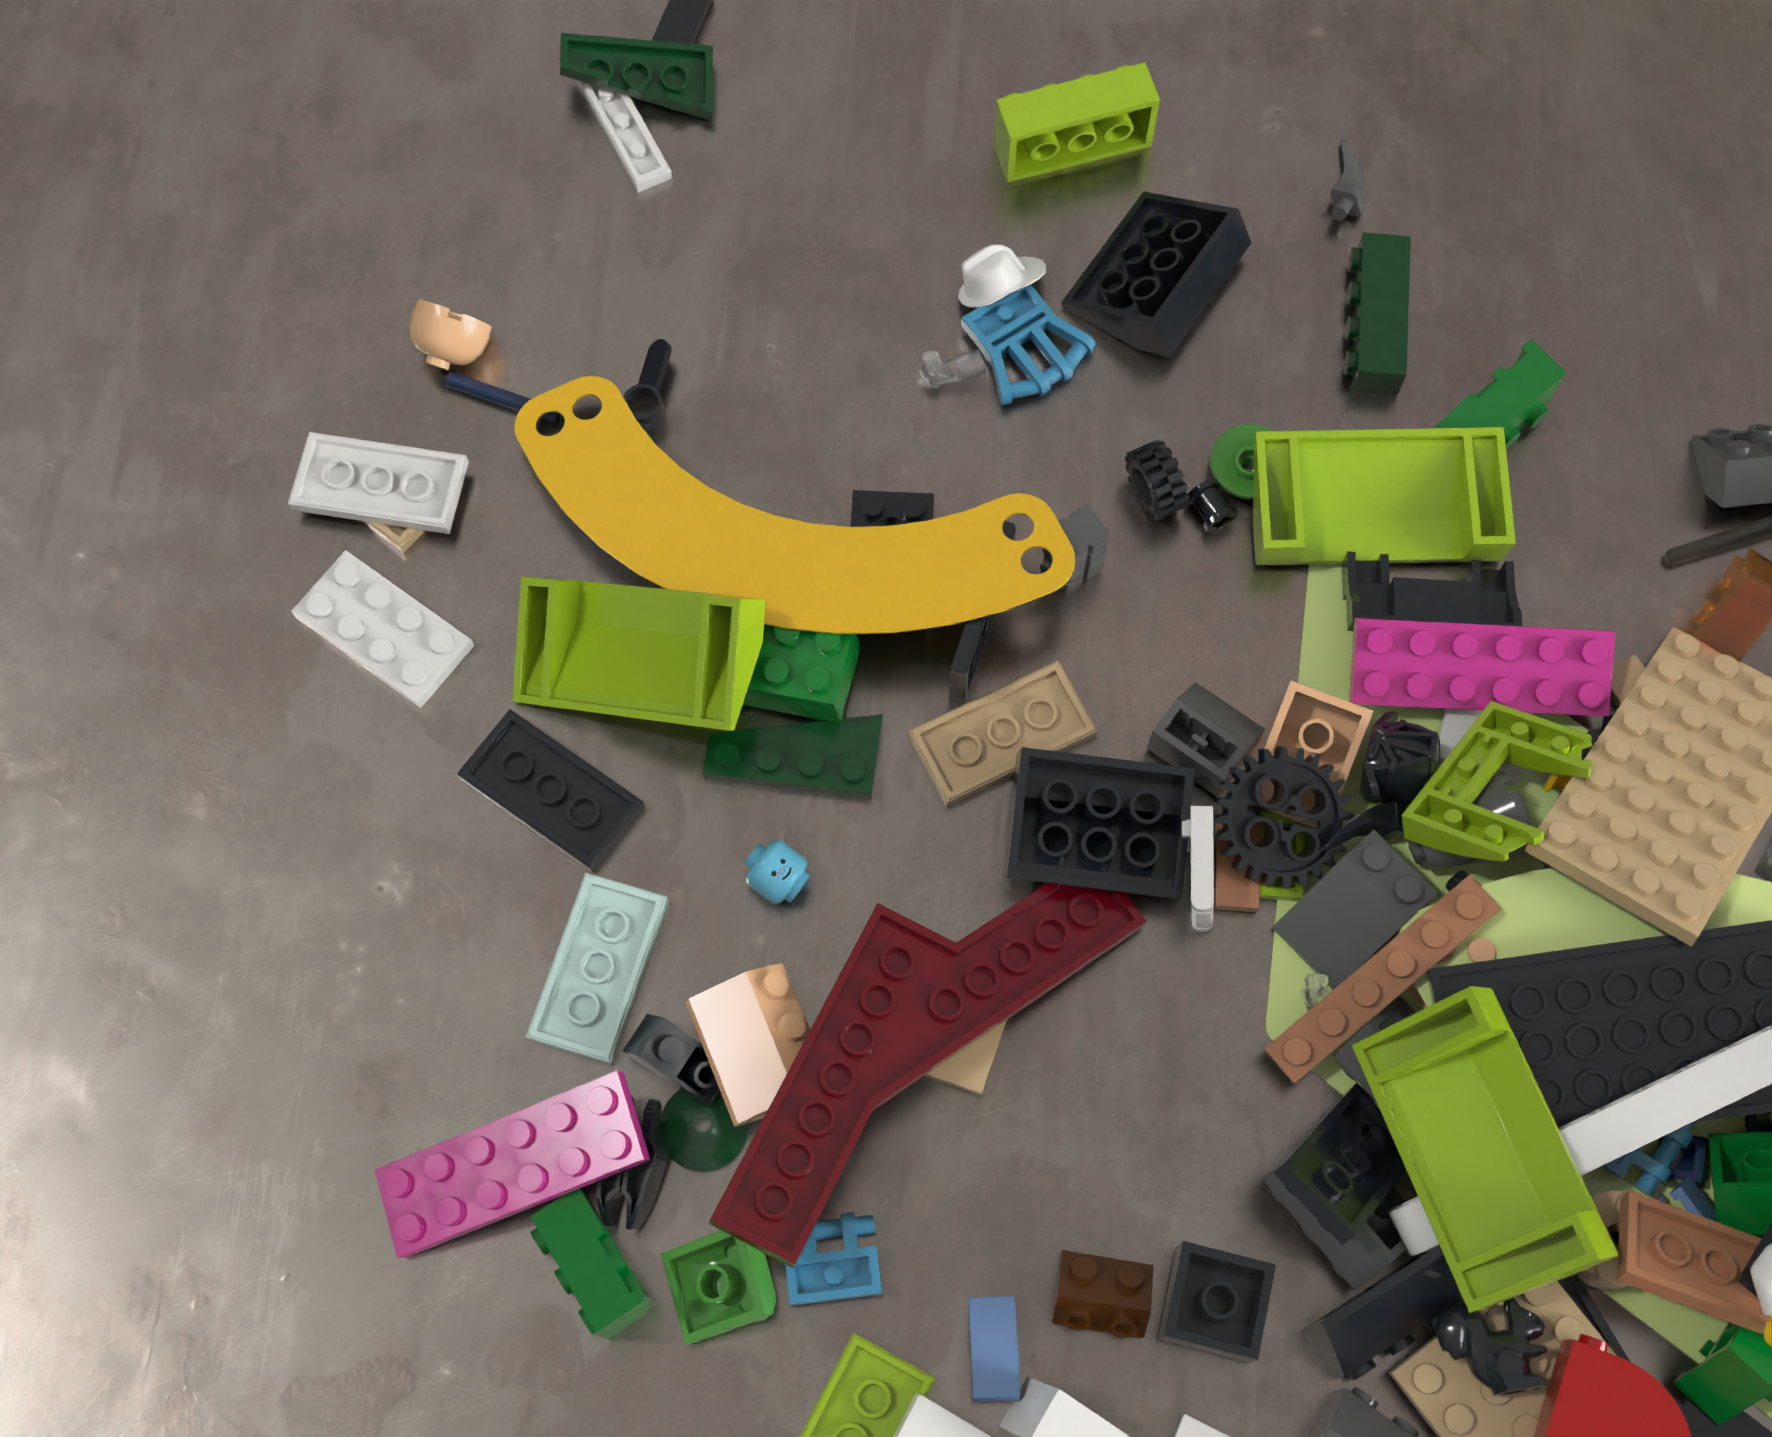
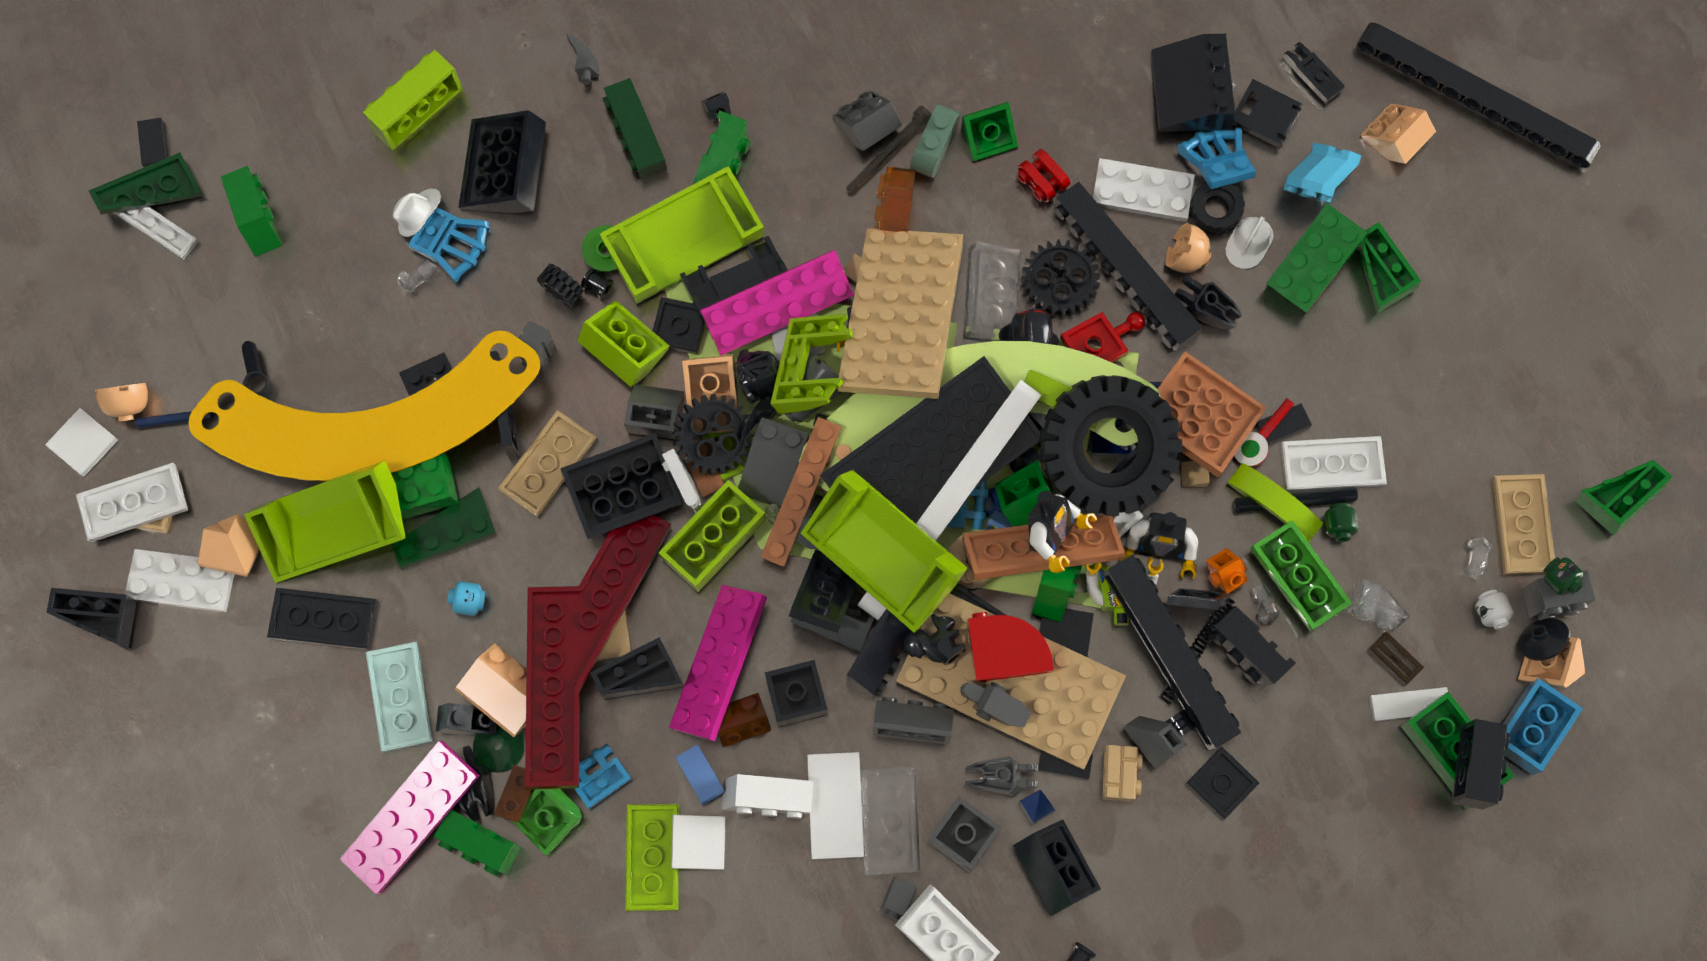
camera: 30 degrees left, 5 degrees up
(241, 613) = (98, 613): none -> black wedge
(360, 367) = (81, 442): none -> white tile
(475, 614) = (229, 546): none -> light nougat slope
(685, 1221) = (513, 796): none -> reddish brown bracket
(766, 167) = (250, 210): none -> green wedge
(981, 1128) = (637, 672): none -> black wedge
(1113, 1182) = (718, 662): none -> dark pink plate
(1205, 974) = (713, 535): none -> lime brick
(1207, 611) = (622, 343): none -> lime slope
(1303, 629) = (679, 325): none -> black tile
(1513, 333) = (715, 102): none -> black tile

